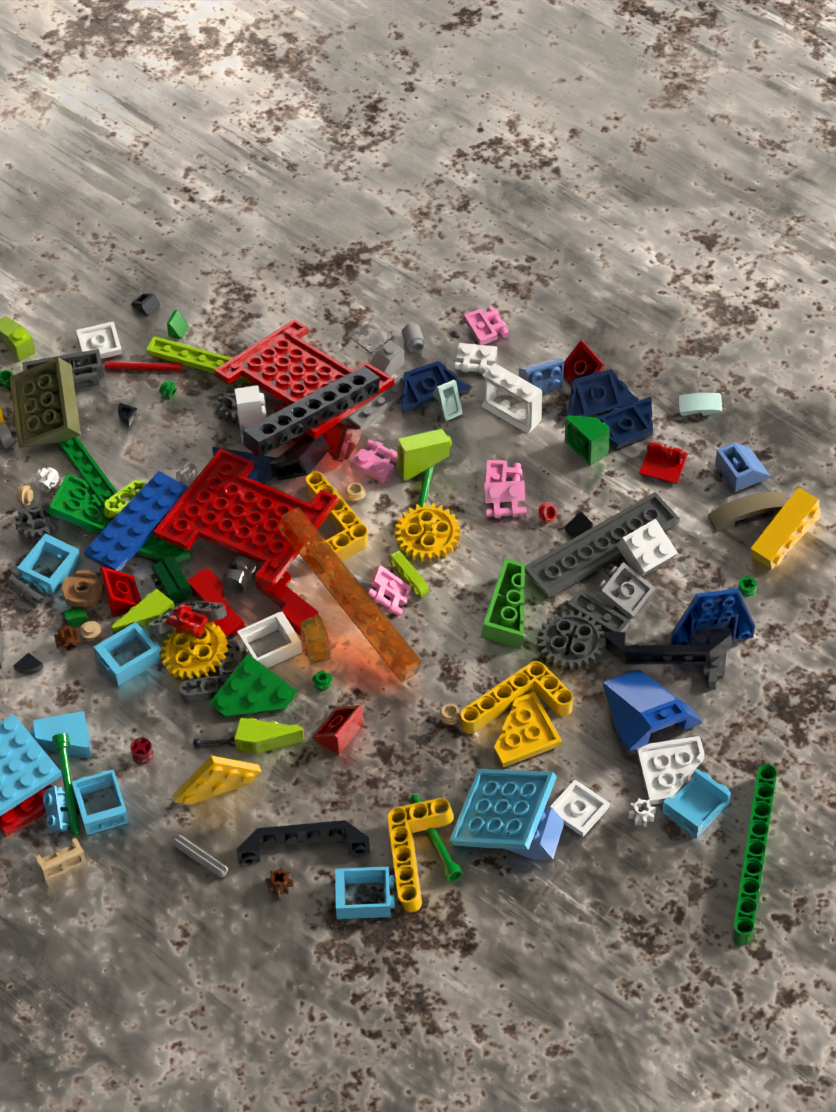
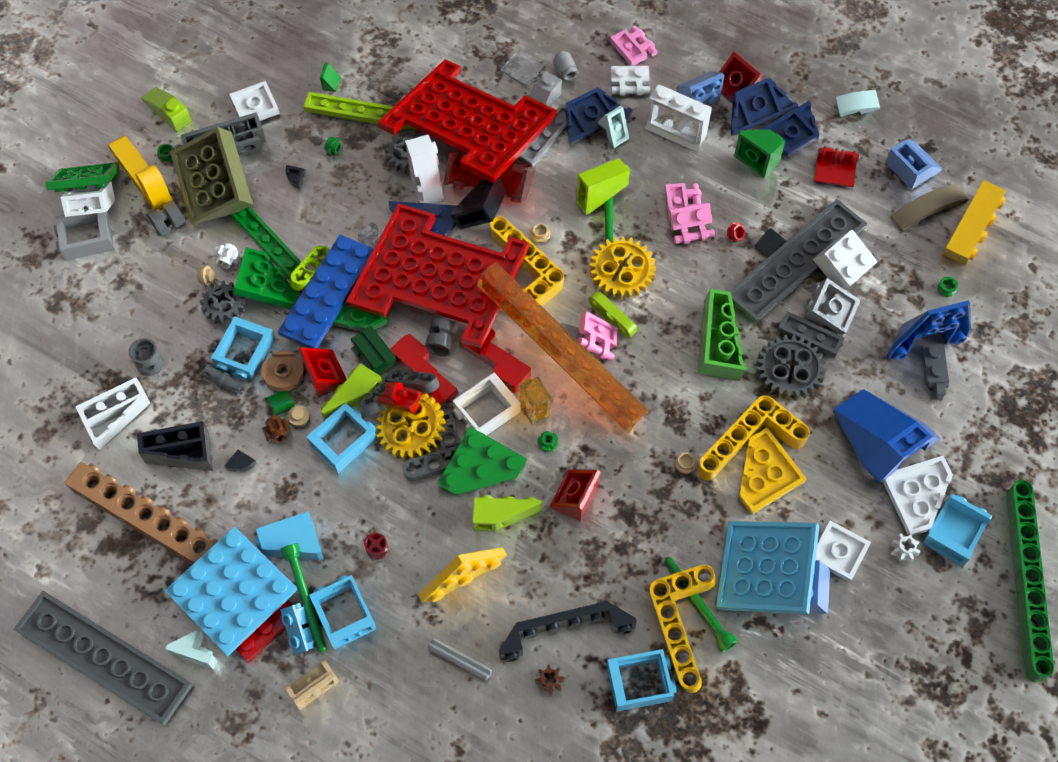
camera: 10 degrees left, 10 degrees up
(143, 366) = (303, 124): red bar -> none
(146, 303) = (294, 58): black slope -> none
(197, 742) = (468, 521): black hinge -> none
(310, 411) = (485, 156): black brick -> none
(371, 464) = (553, 202): bright pink plate -> none
(668, 654) = (838, 366): black slope -> none

